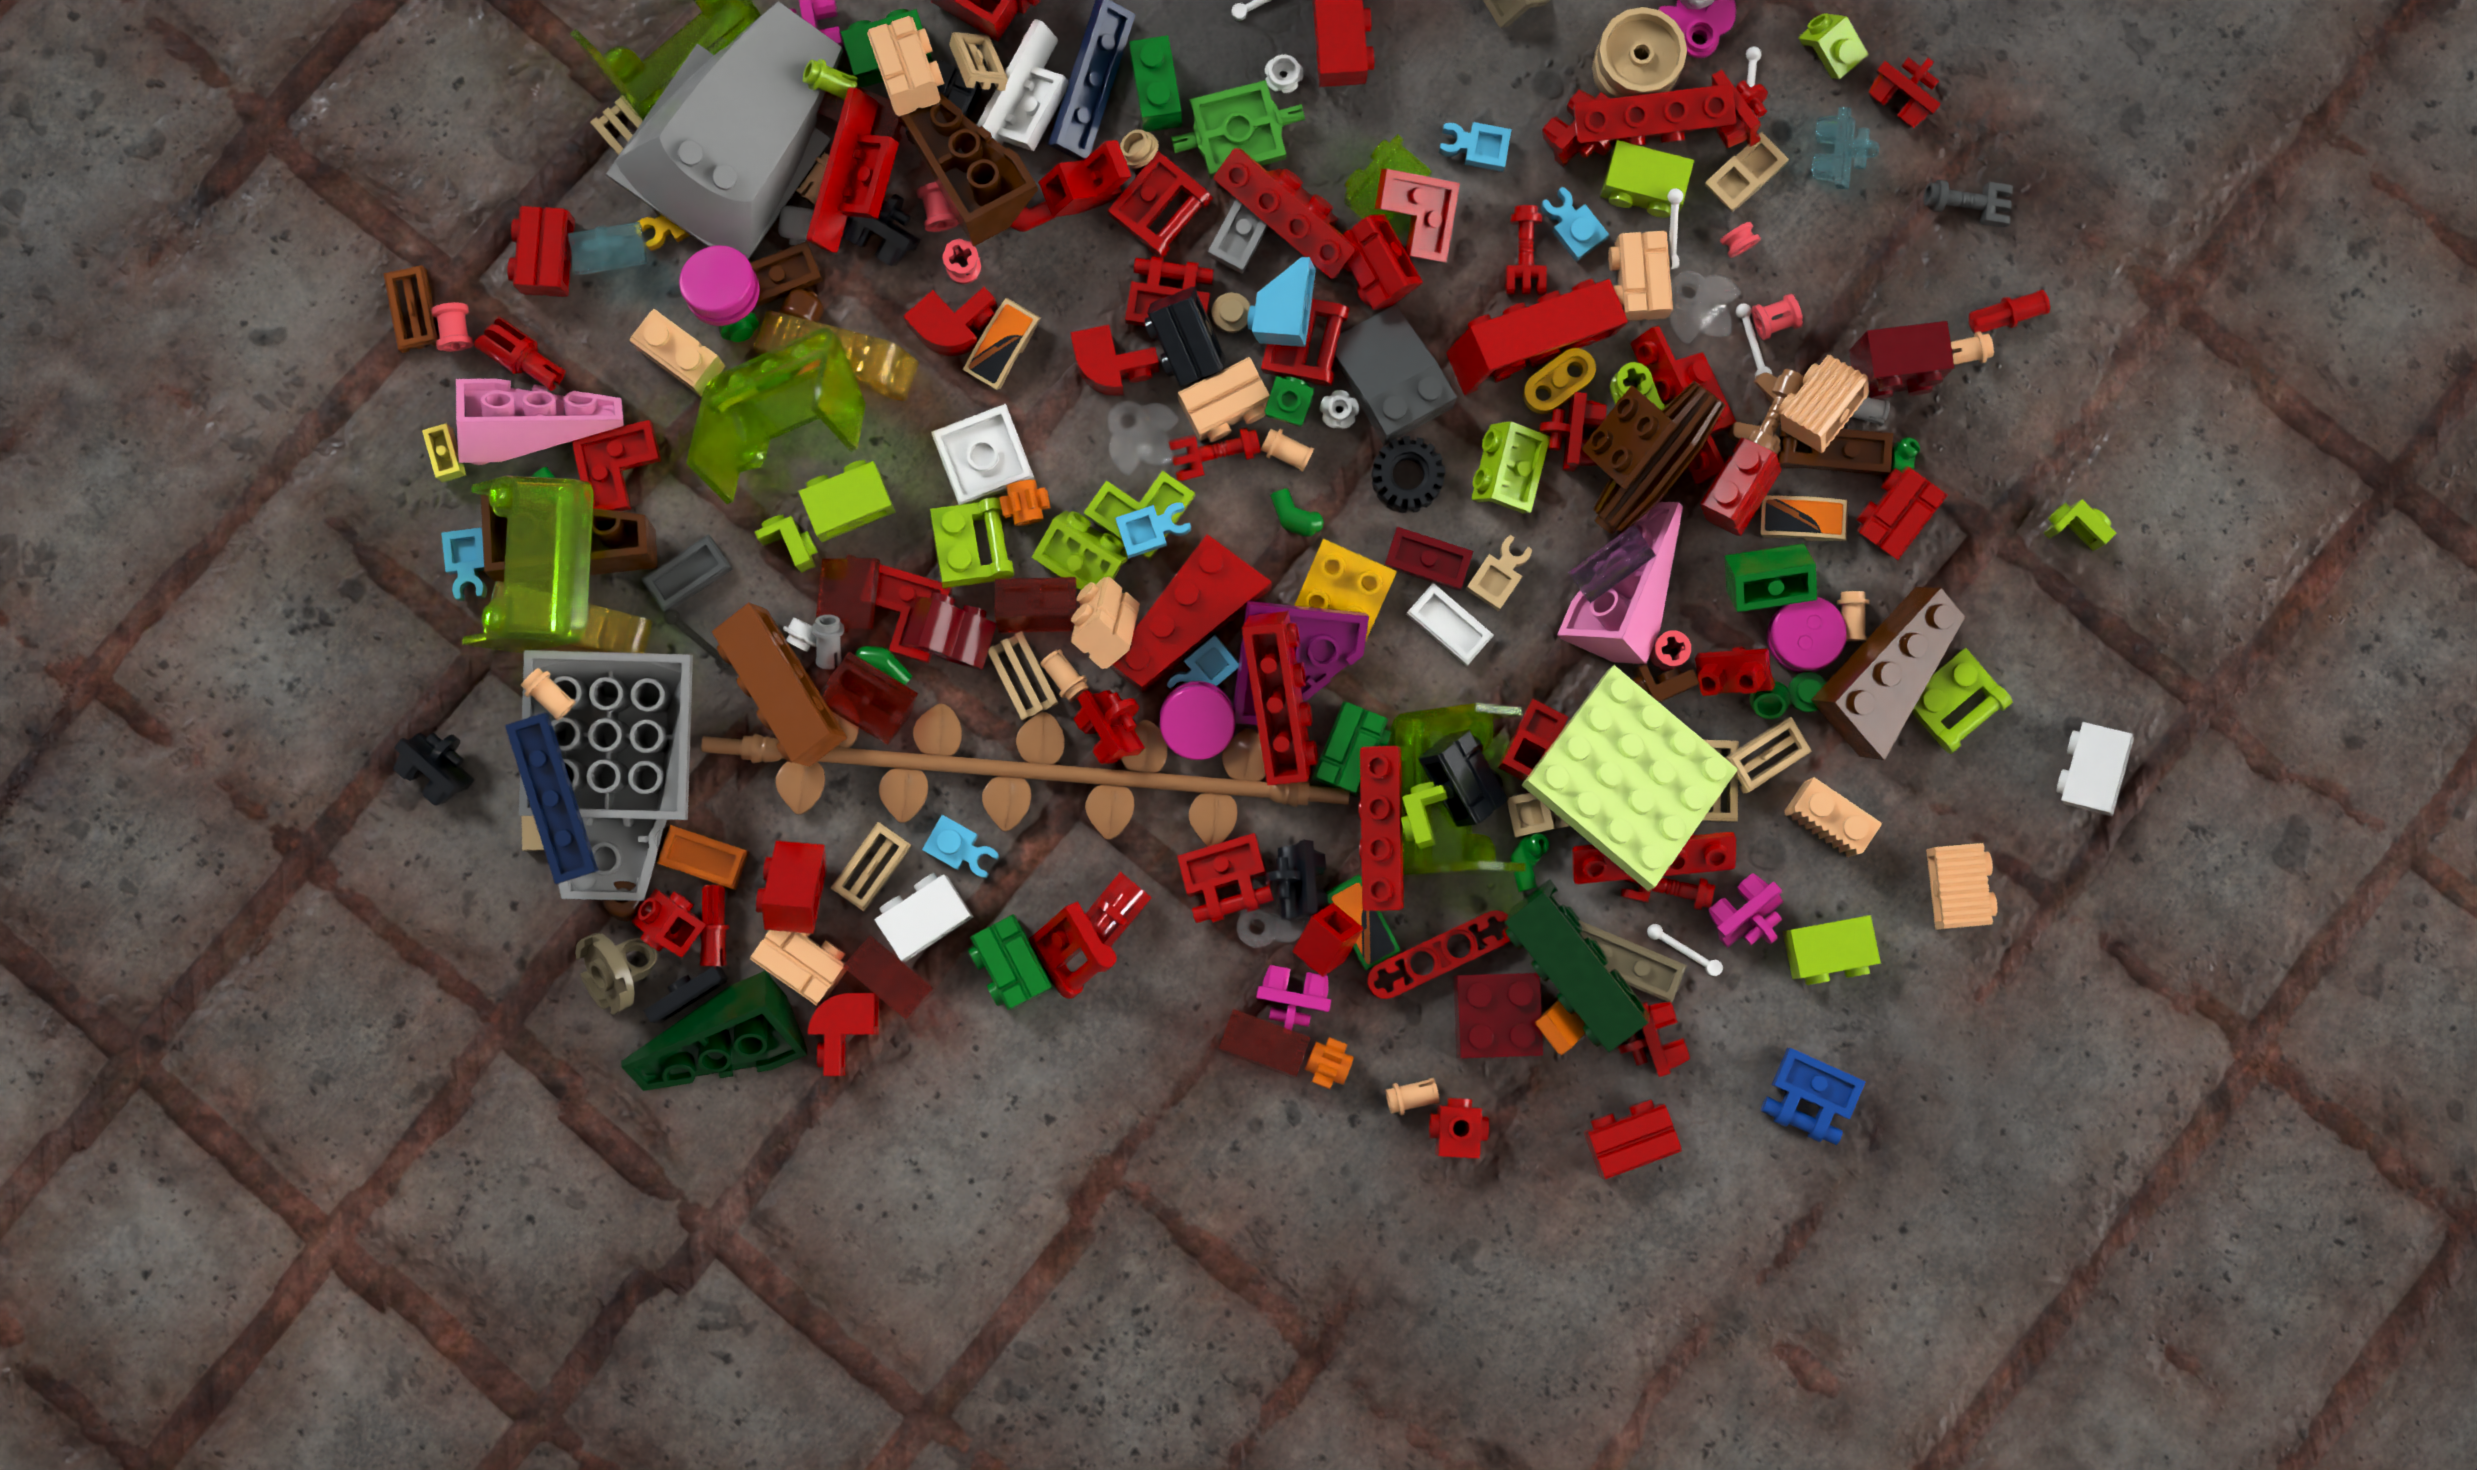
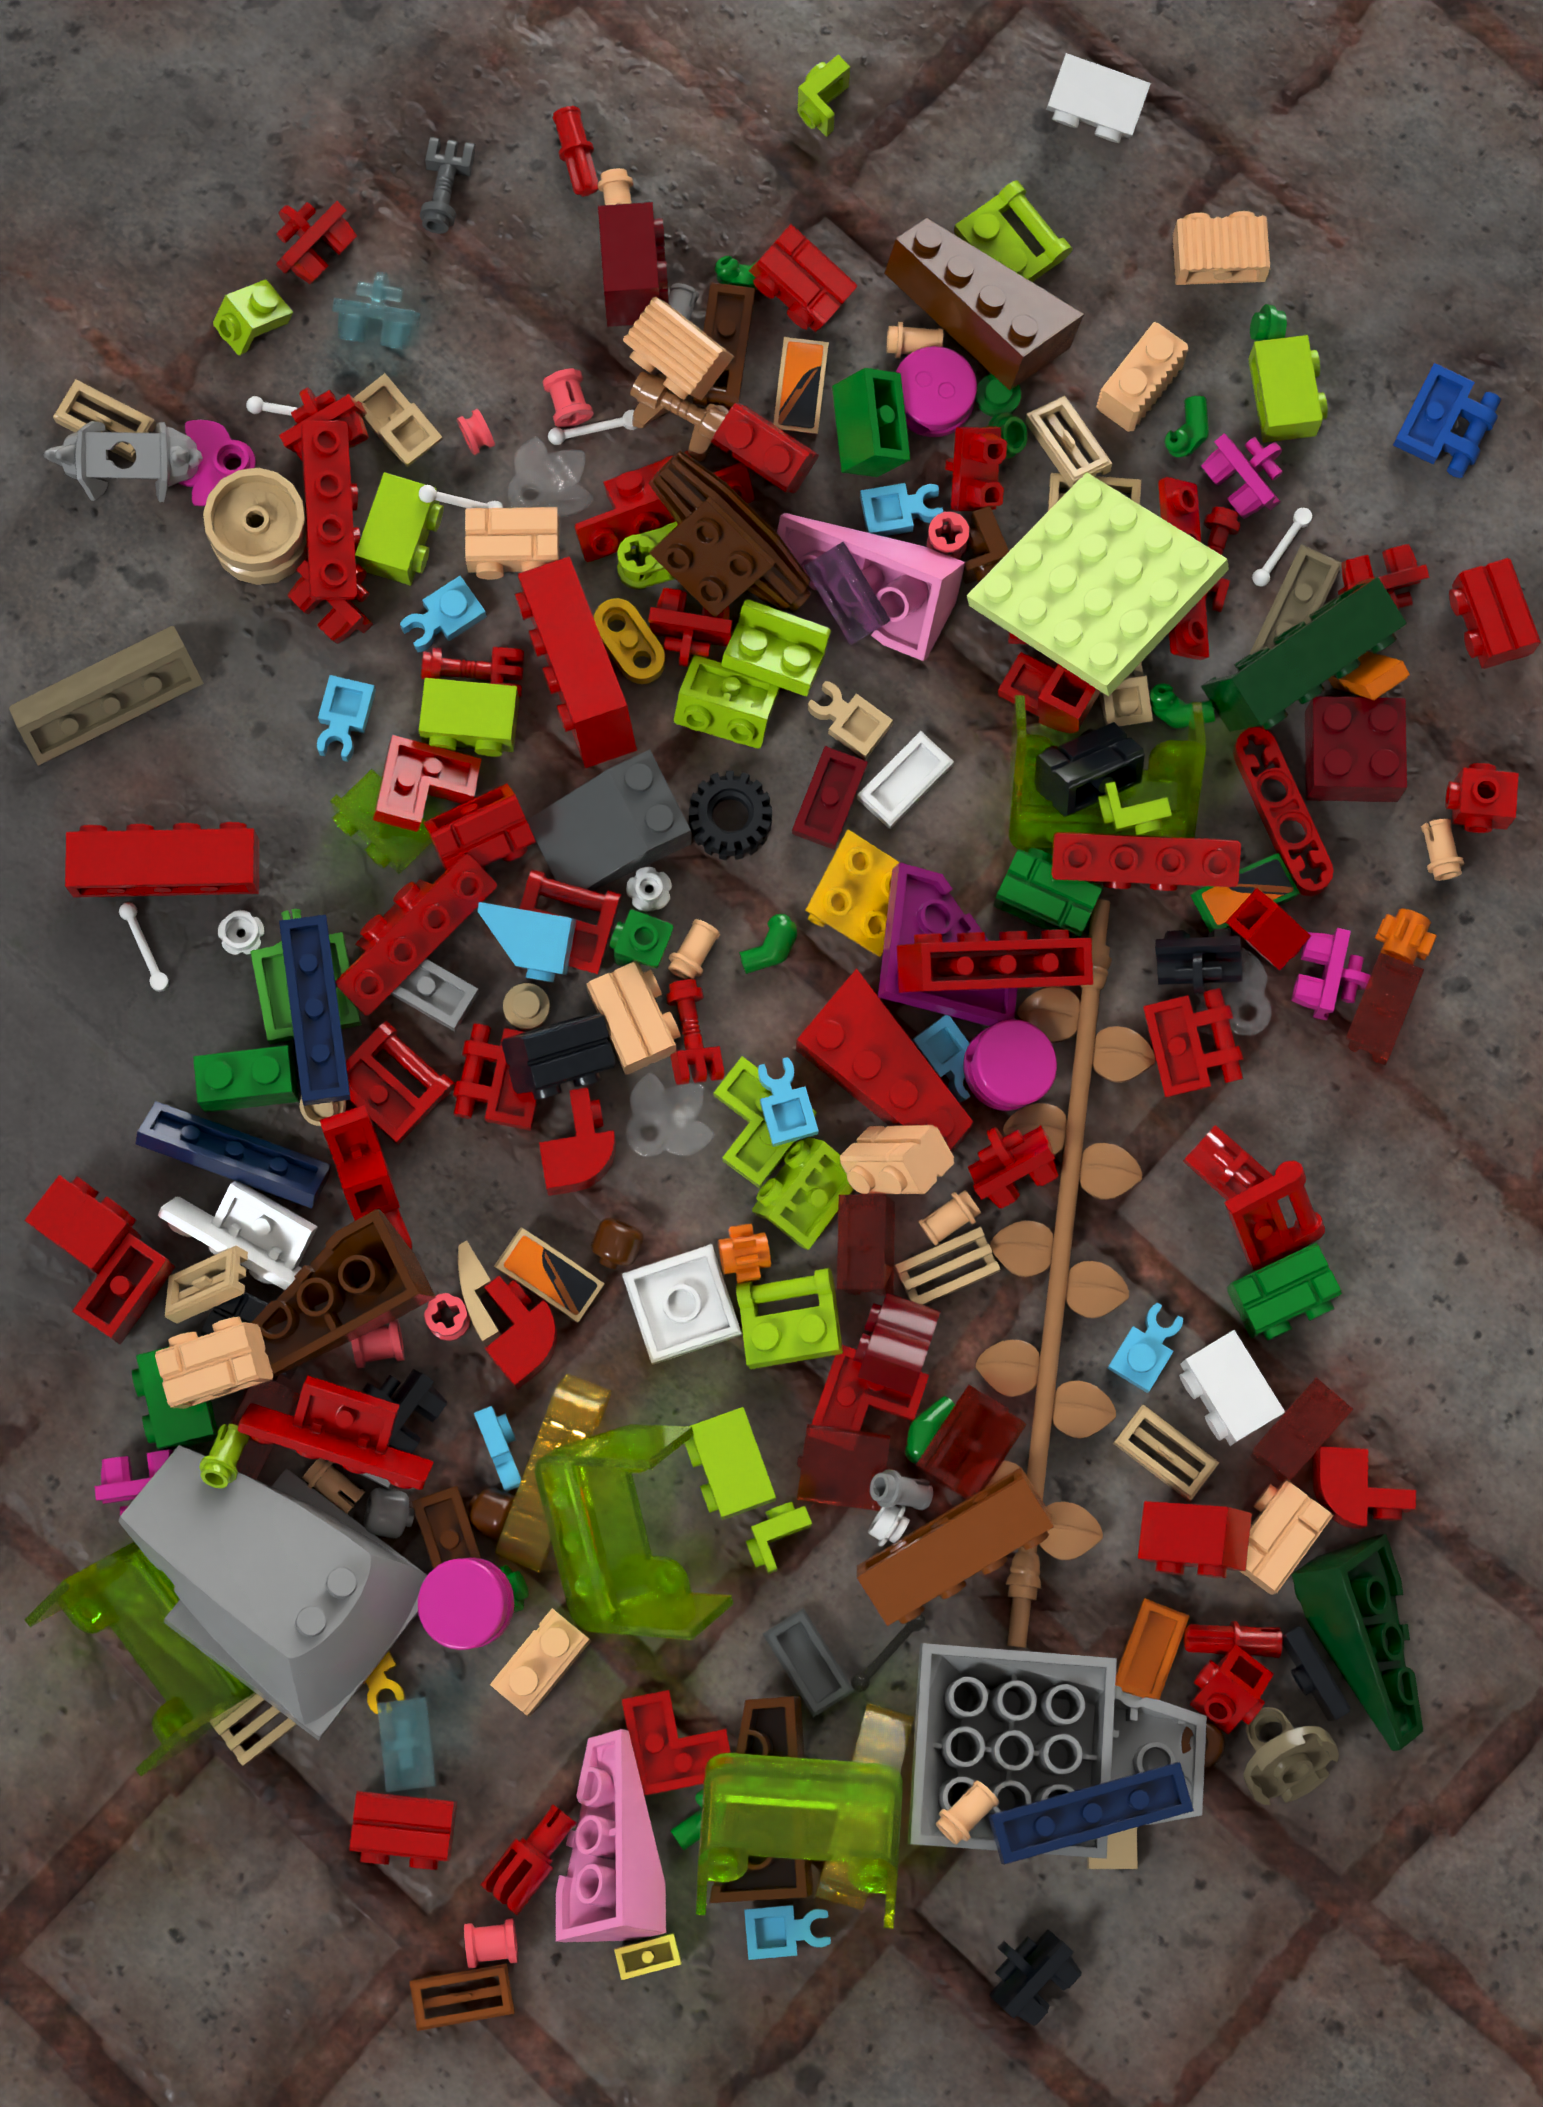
camera: 85 degrees left, 5 degrees down
(862, 307) = (497, 1435): none -> medium azure plate
(995, 278) = (472, 1281): none -> tan slope
(1032, 398) = (616, 1243): none -> reddish brown piece
(1212, 131) = (314, 1010): none -> dark blue plate
(1482, 249) = (469, 716): none -> lime brick
(1559, 506) = (776, 647): none -> lime bracket
(1694, 601) = (892, 511): none -> medium azure plate
(1785, 867) = (1193, 432): none -> green arm
(1890, 931) = (1268, 324): none -> green plate

